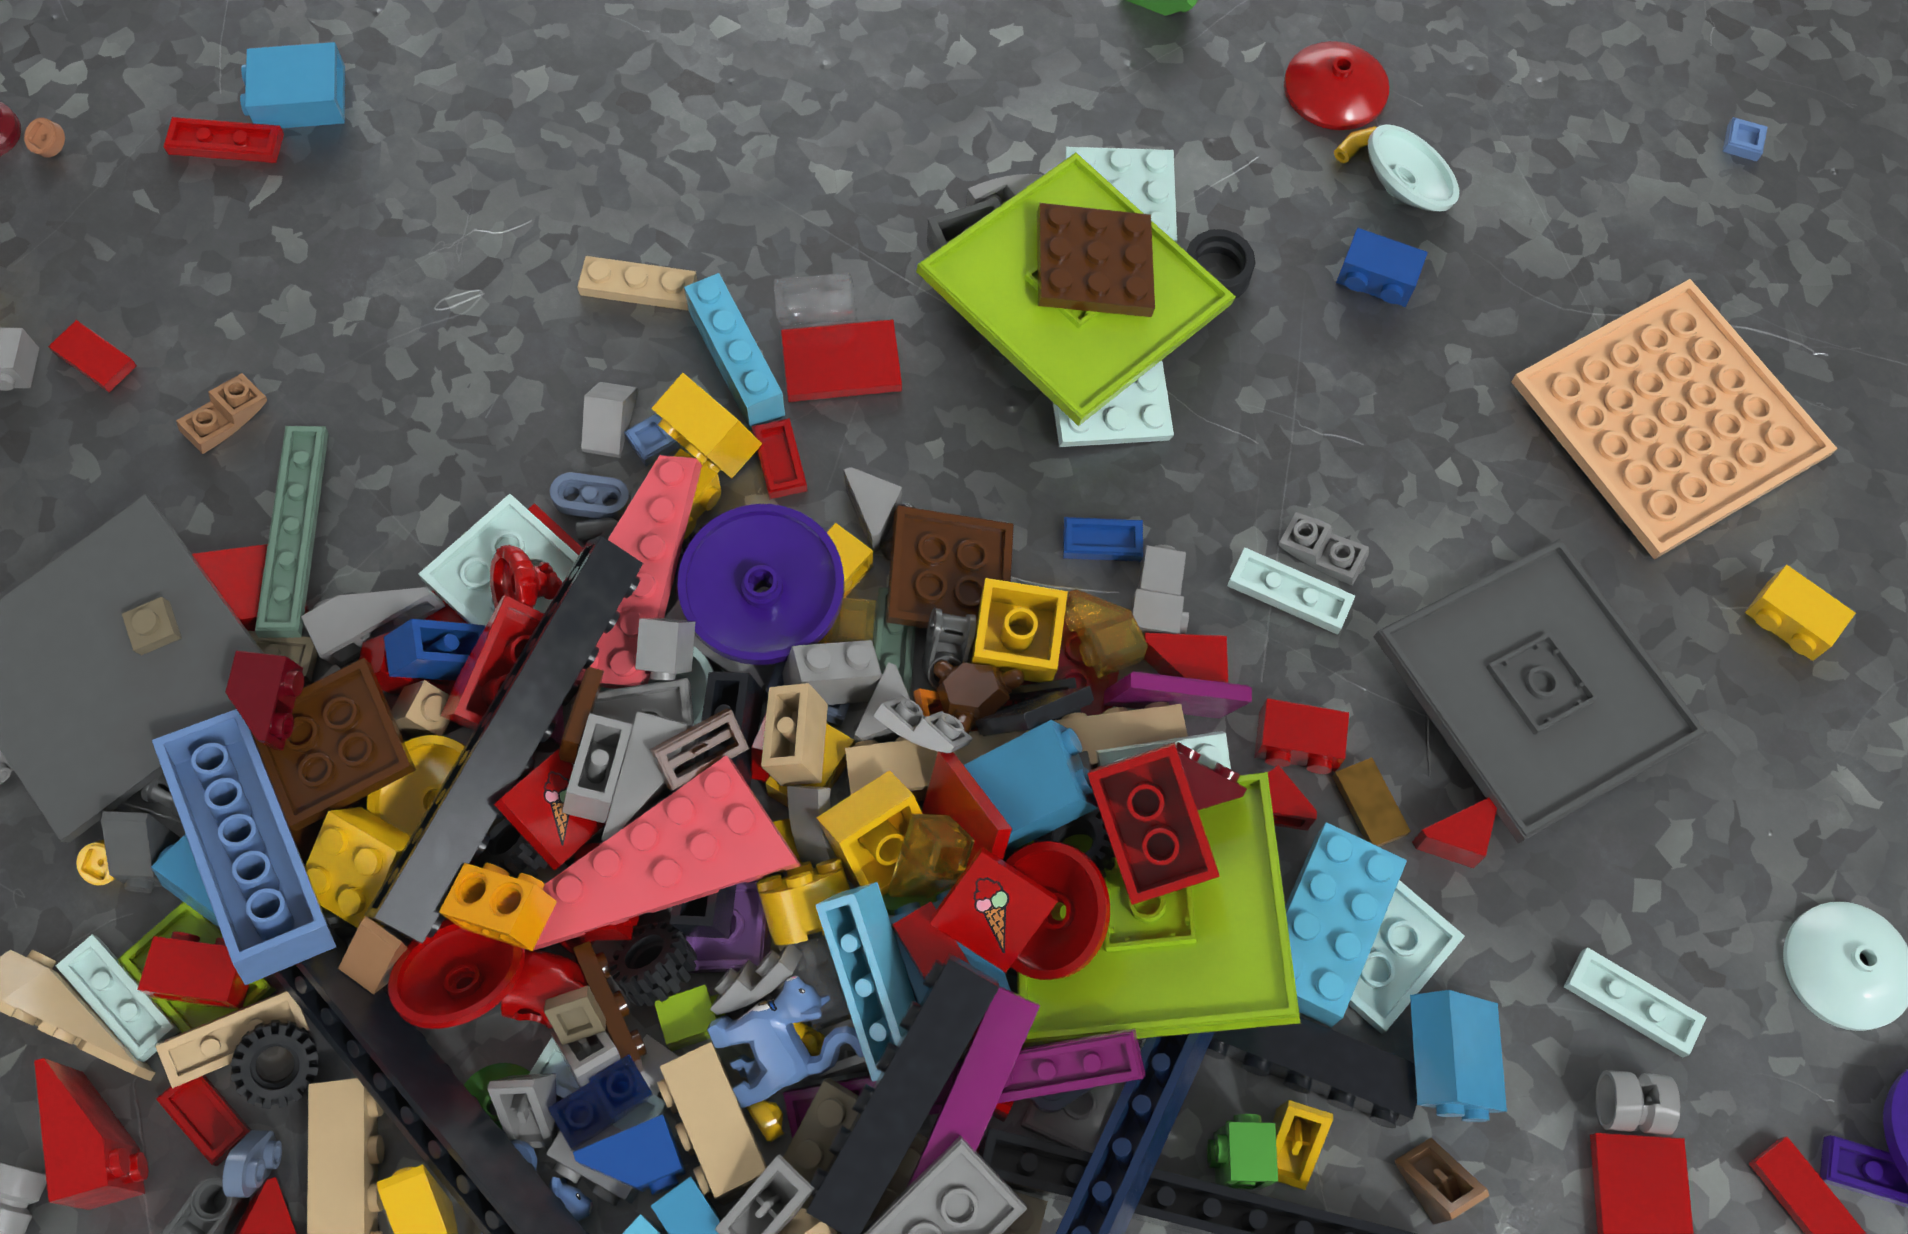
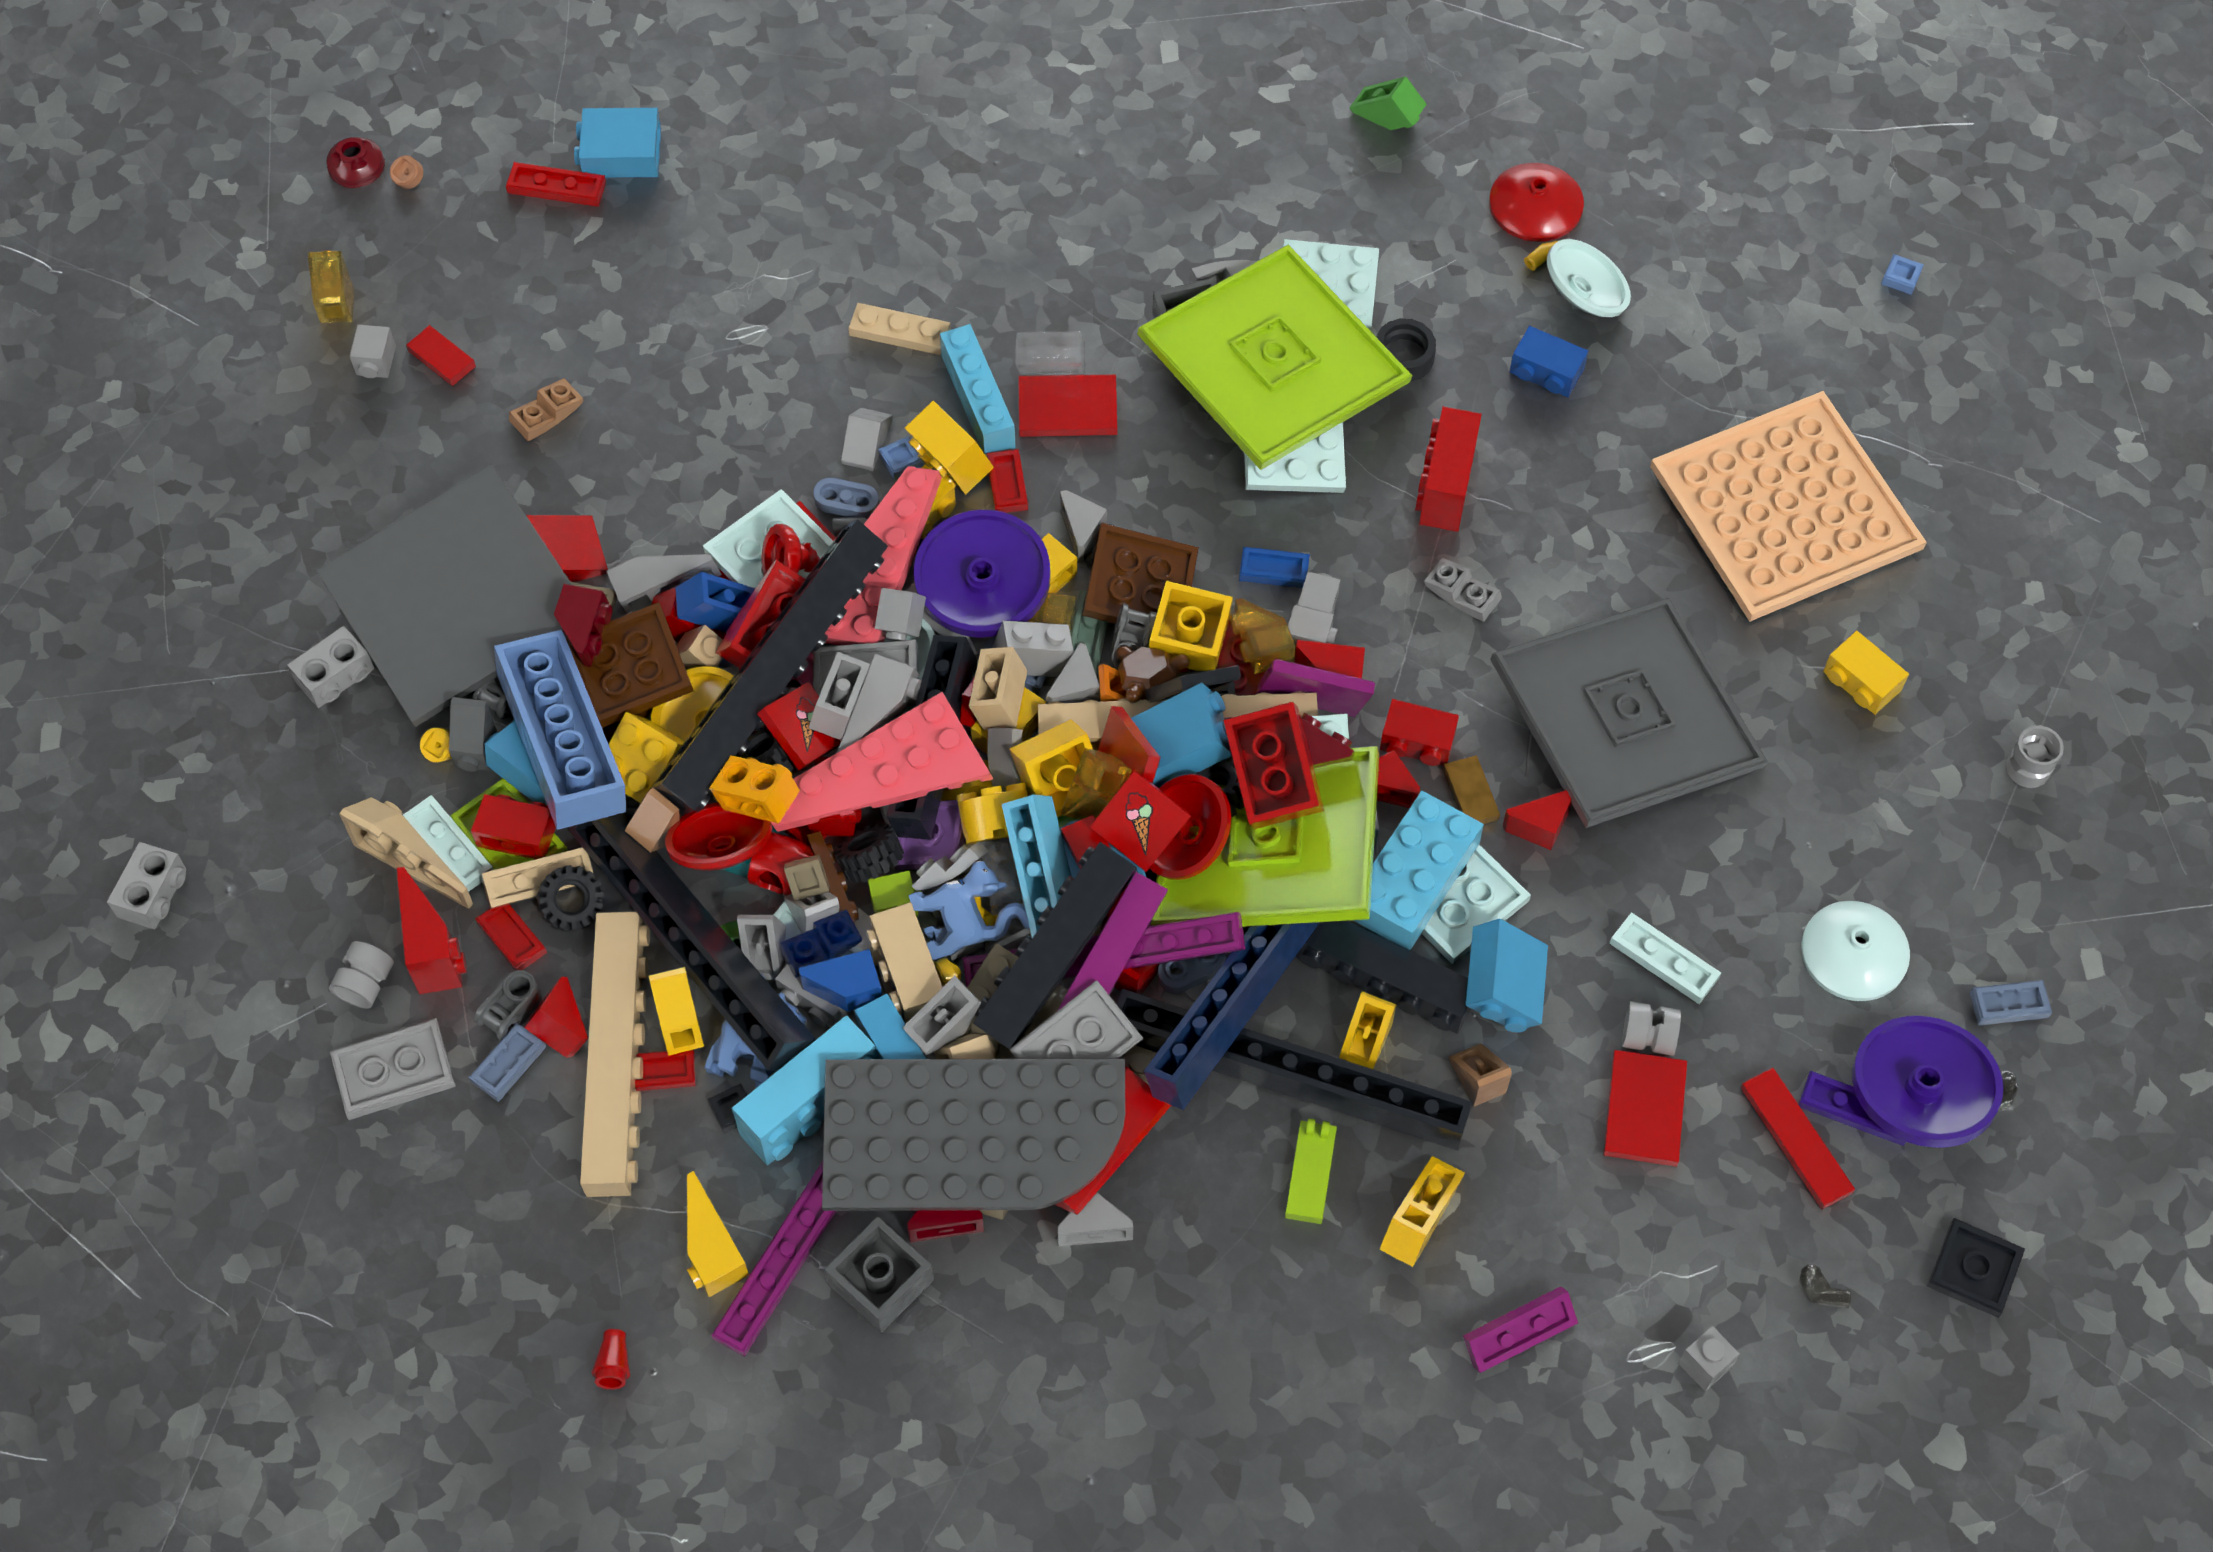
camera: 10 degrees right, 5 degrees down
(151, 626) = (492, 564): dark tan plate -> none
(251, 1163) = (550, 964): sand blue plate -> none
(292, 533) = (601, 506): sand green tile -> none
(579, 715) = (834, 644): reddish brown tile -> none
(666, 765) = (894, 695): tile -> none
(936, 732) = (1106, 691): light grey slope -> none
(1095, 260) = (1291, 335): reddish brown plate -> none
(1244, 1153) = (1322, 1024): bright green brick -> none
(1291, 591) = (1428, 620): light aqua plate -> none
(1293, 405) = (1447, 468): none -> red brick

